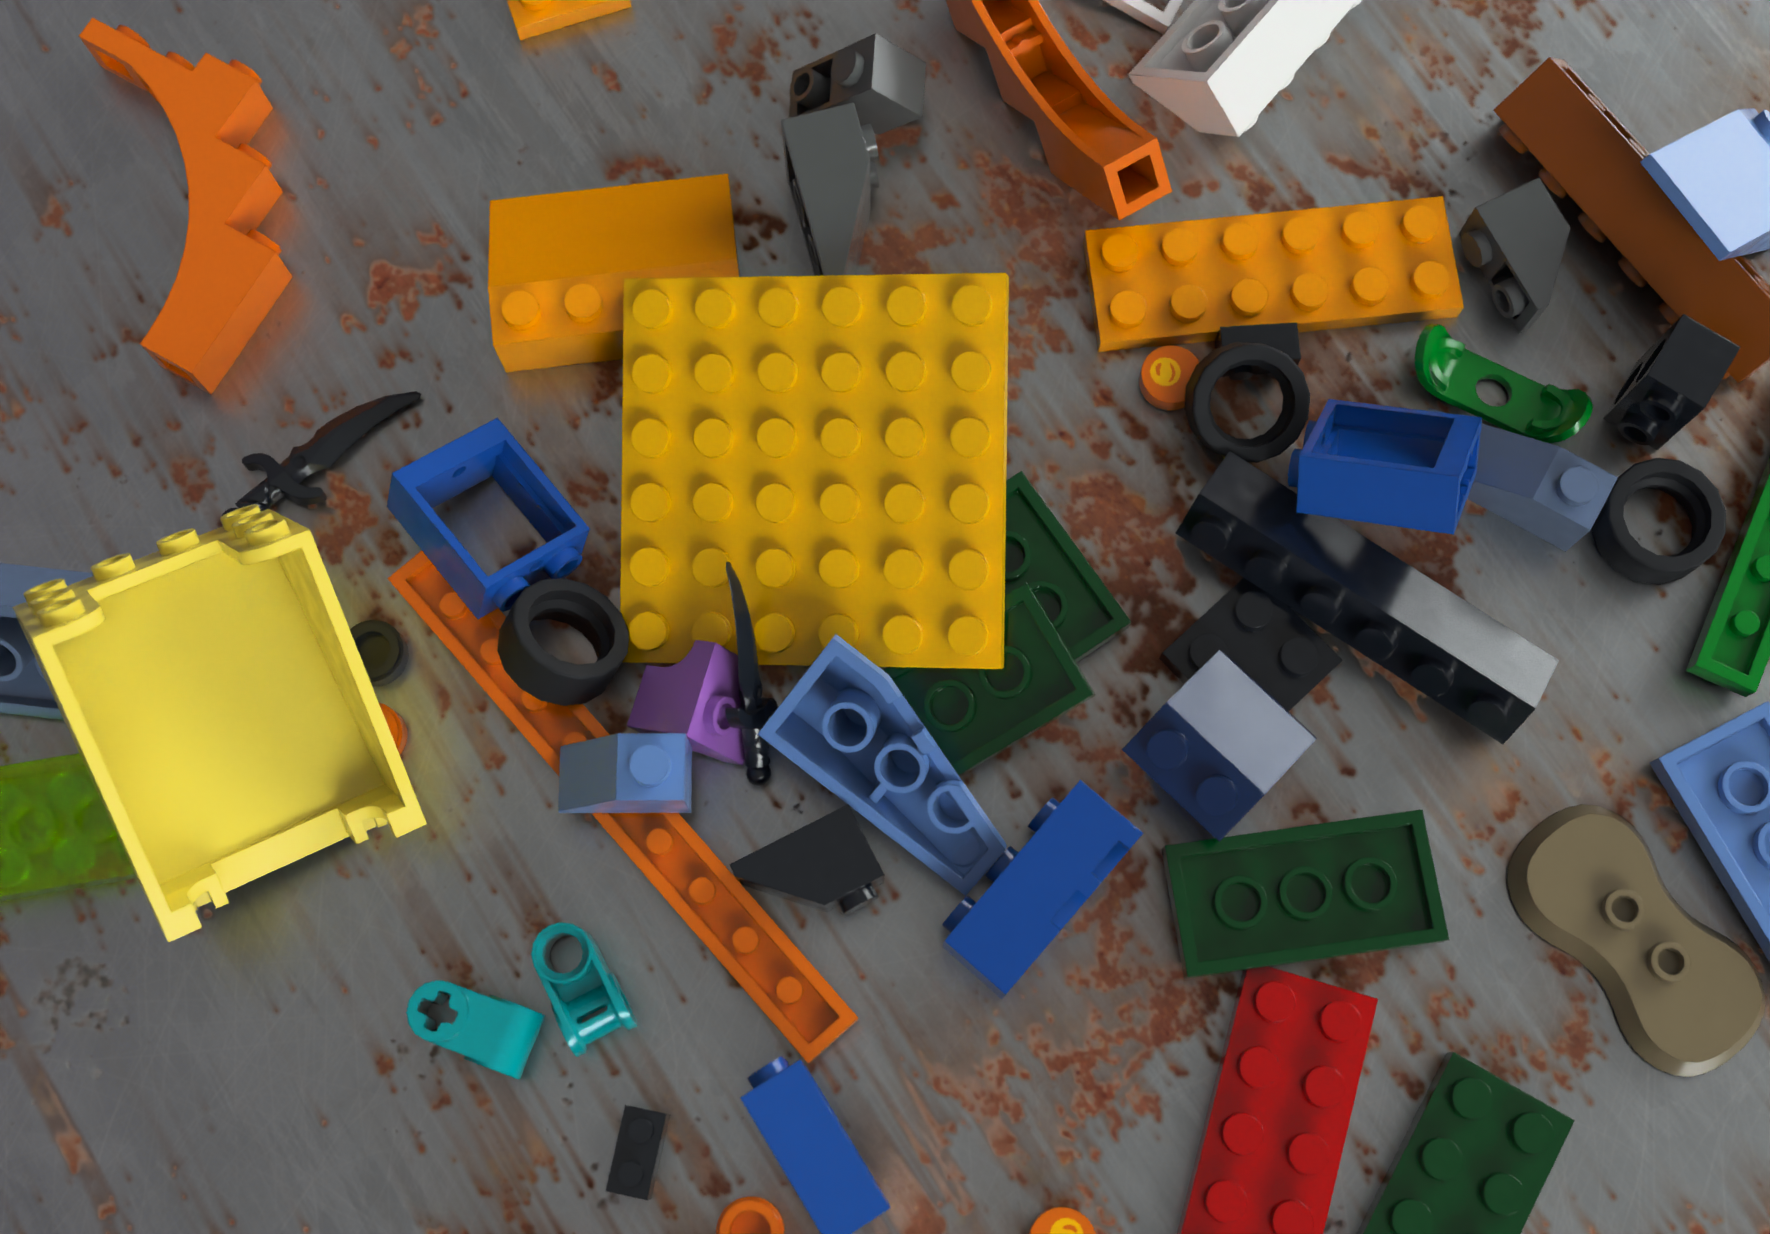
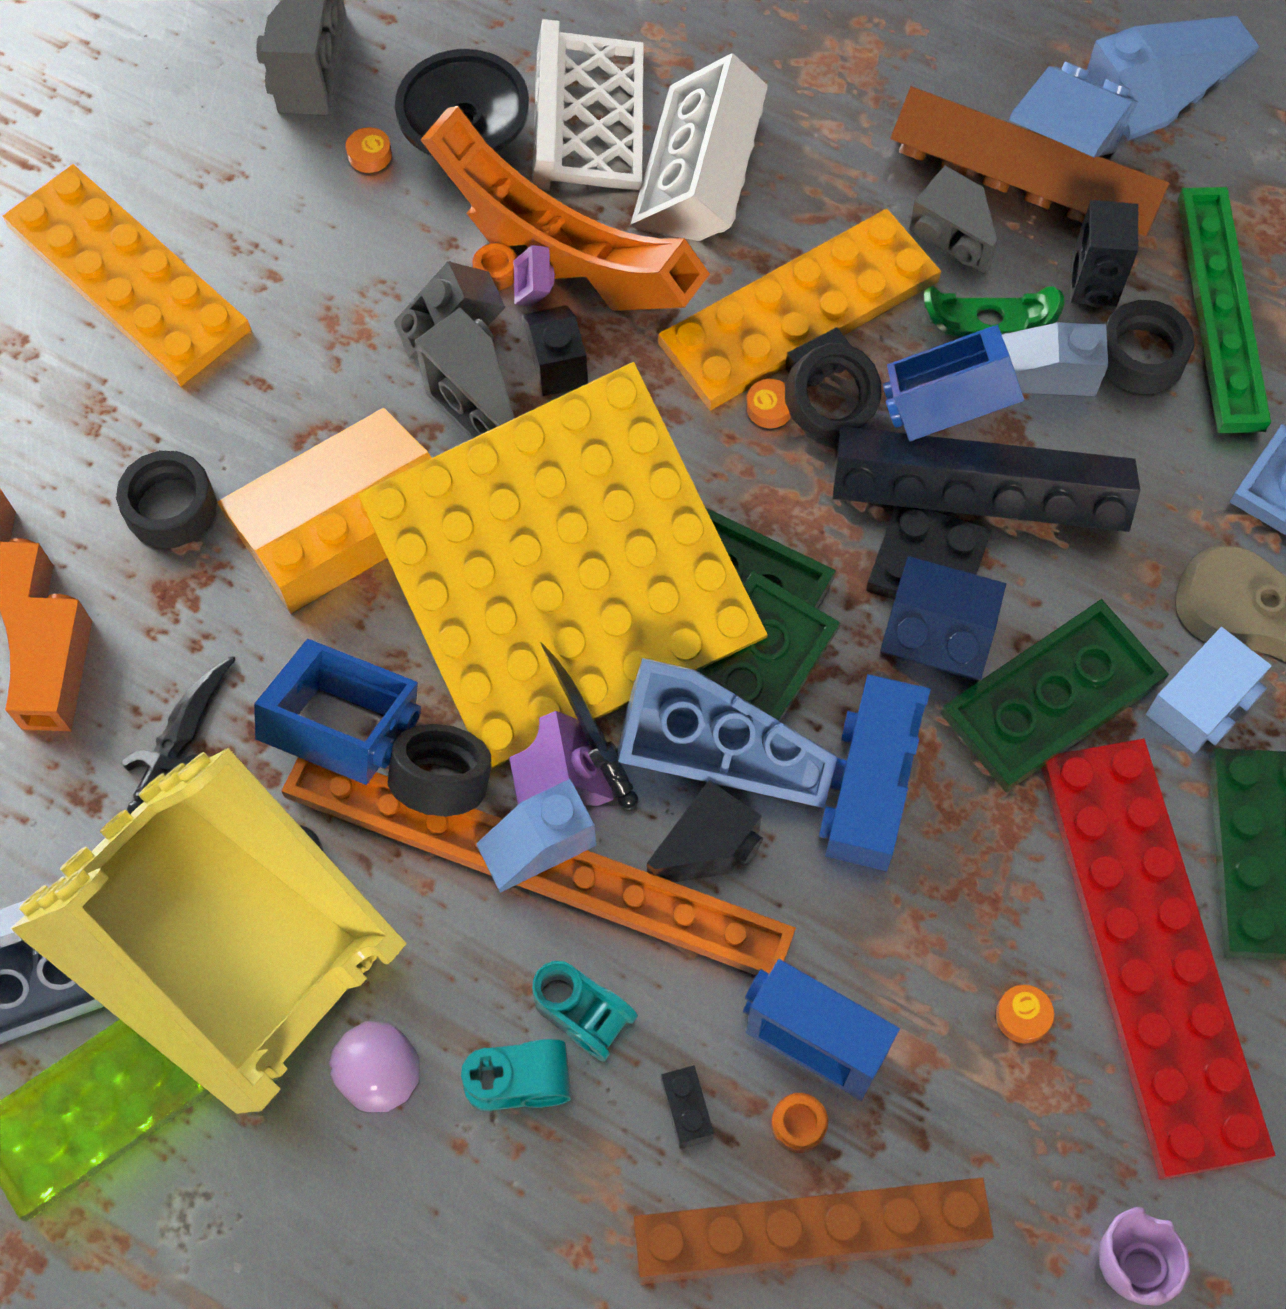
camera: 25 degrees left, 10 degrees down
(337, 935) = (375, 1067): none -> lavender hair
(424, 132) = (155, 469): none -> black tyre
(946, 54) = (498, 261): none -> orange tile
(956, 192) = (556, 349): none -> black slope
(975, 91) = (532, 276): none -> medium lavender plate
(1486, 983) = (1208, 690): none -> light blue brick

